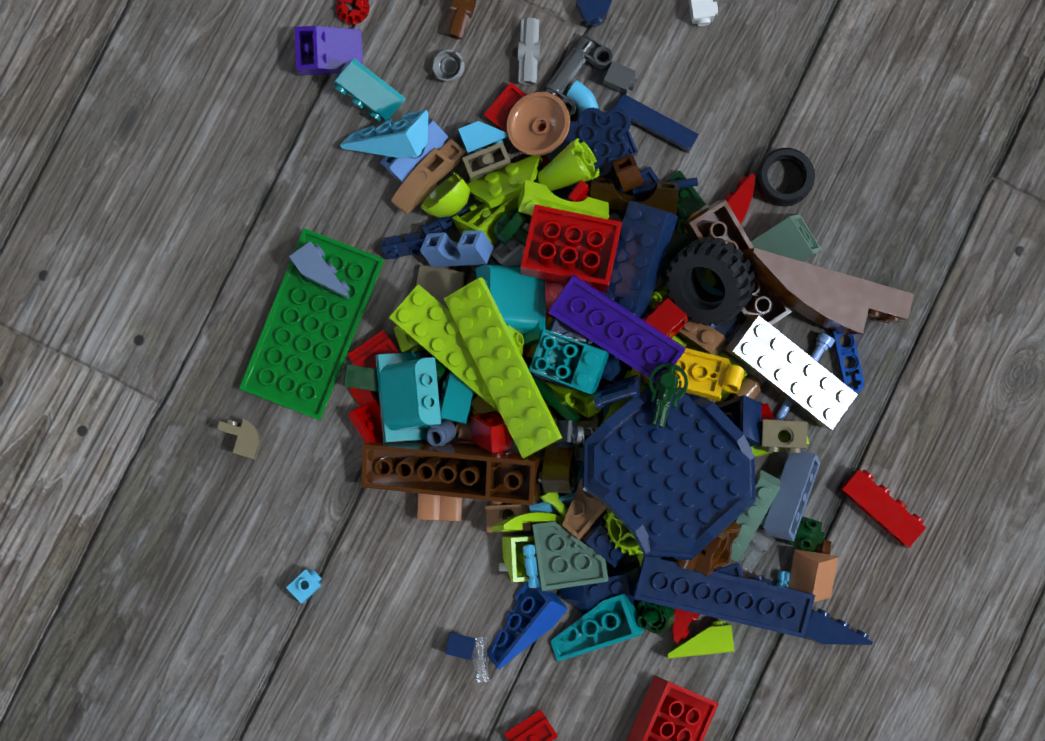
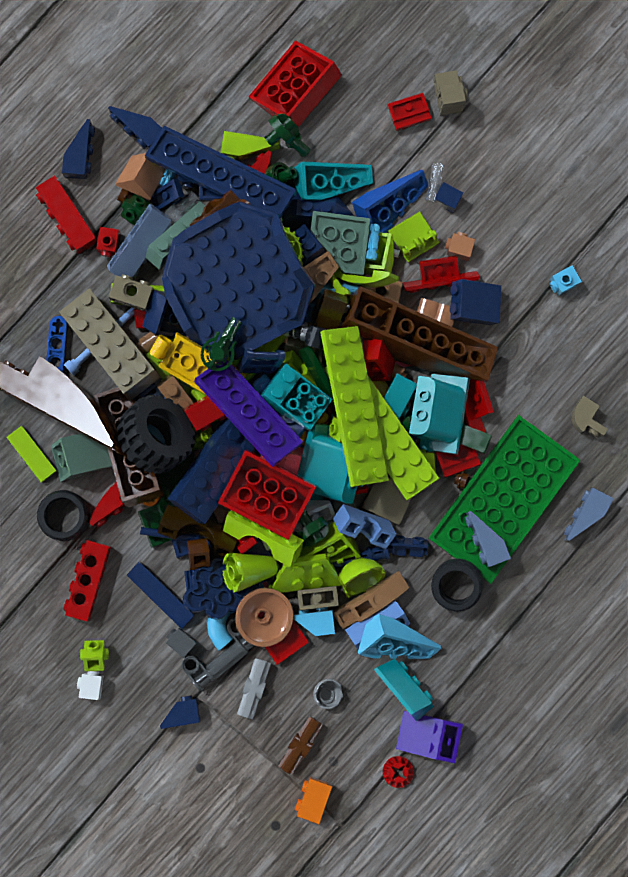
camera: 165 degrees left, 0 degrees up
(213, 336) = (593, 508): none -> sand blue slope
(344, 196) = (457, 604): none -> black tyre
(363, 332) = (462, 480): none -> reddish brown plate
(399, 531) = (475, 302): none -> dark blue brick
(433, 593) = (460, 246): none -> nougat brick
(441, 434) = (419, 369): sand blue brick -> none
(447, 555) = (438, 273): none -> red bracket
(487, 591) = (414, 236): none -> lime hinge
(663, 667) = (287, 129): none -> dark green pin
(707, 39) = (94, 655): none -> lime brick
(734, 149) = (101, 553): none -> red brick
(776, 560) = (167, 195): none -> dark blue slope
(826, 490) = (108, 241): none -> red brick
(839, 235) = (31, 454): none -> lime tile
(890, 578) = (76, 157): none -> dark blue slope

